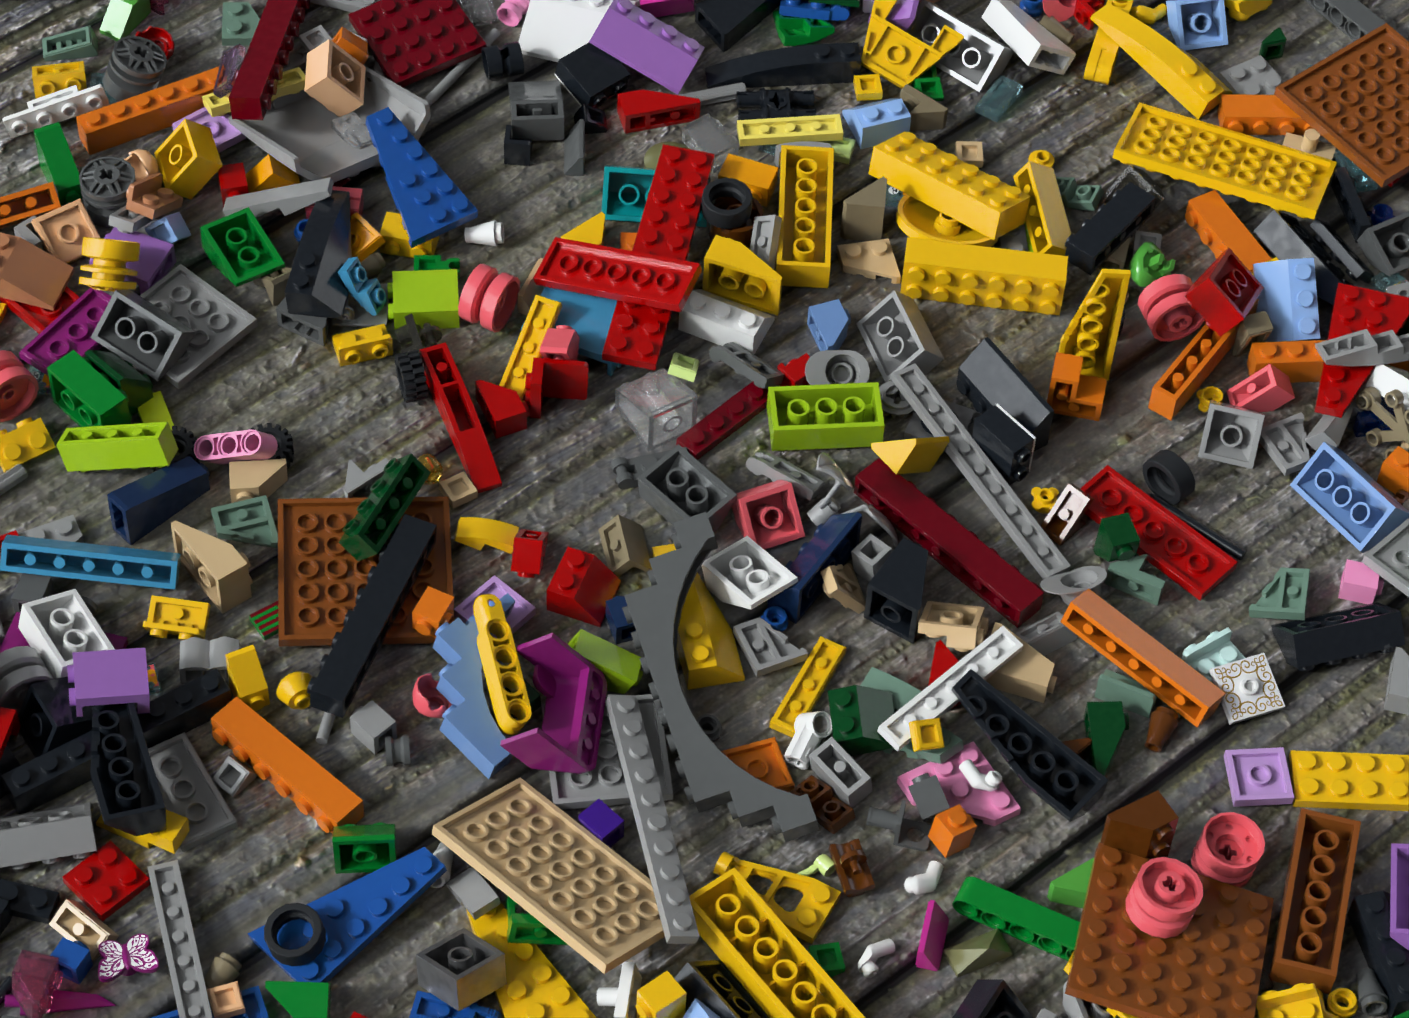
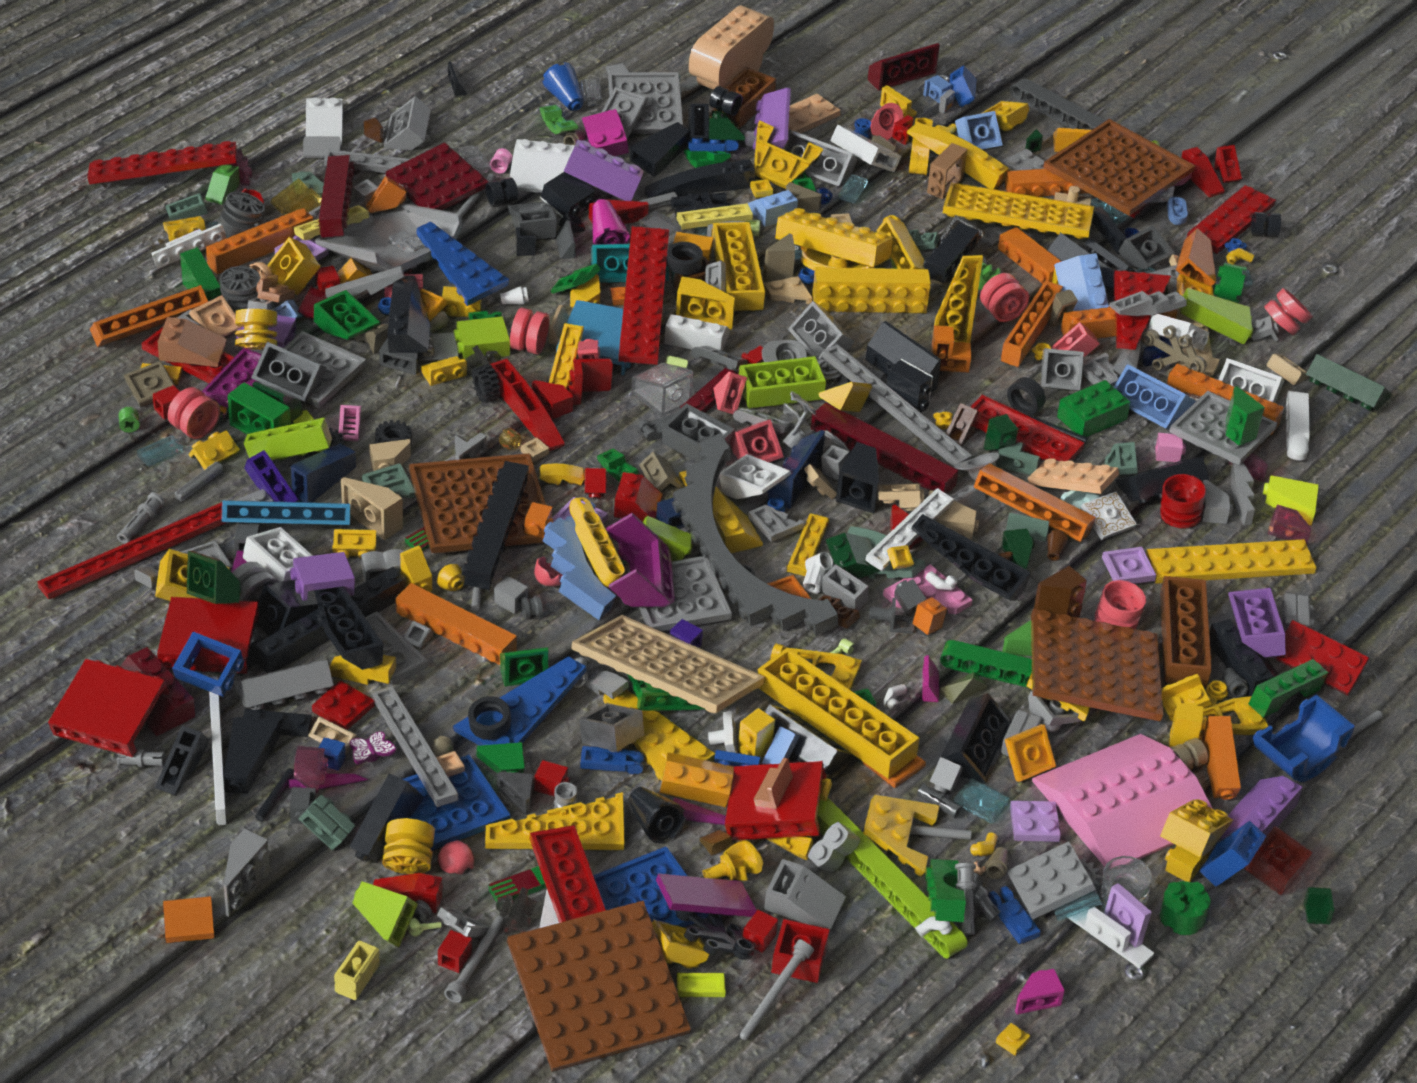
camera: 10 degrees left, 10 degrees down
(84, 504) = (267, 477): none -> dark purple slope
(207, 211) = (311, 298): none -> dark red slope
(213, 42) = (296, 197): none -> clear yellow slope
(216, 400) = (350, 411): none -> bright pink slope
(228, 70) = (311, 207): tile -> none
(235, 446) = (381, 433): bright pink beam -> none
(335, 78) = (387, 208): light nougat brick -> none
(364, 290) = (441, 335): dark azure slope -> none
(384, 507) = (489, 458): dark green brick -> none
(567, 526) = (615, 464): none -> green slope
(576, 216) = (576, 279): none -> green slope
(618, 274) = (619, 305): red plate -> none
(633, 135) = (607, 225): none -> dark pink cone
(652, 820) = (723, 625): light grey plate -> none
(747, 427) = (729, 392): none -> coral slope
(828, 324) = (768, 328): medium blue slope -> none
(852, 868) = (866, 644): reddish brown hips -> none
(898, 239) = (806, 275): none -> blue plate
(925, 882) = (917, 650): white arm -> none
(955, 107) = (826, 195): none -> clear blue plate
(1135, 84) = (946, 170): none -> medium nougat window
(1164, 897) = (1086, 630): coral wheel -> none
(1208, 620) = (1073, 476): none -> light nougat plate
(1224, 293) = (1040, 281): red slope -> none
(1263, 506) = (1093, 409): none -> green brick
(1320, 46) = (1065, 136): none -> light orange slope
(1357, 679) = (1182, 501): none -> red wheel

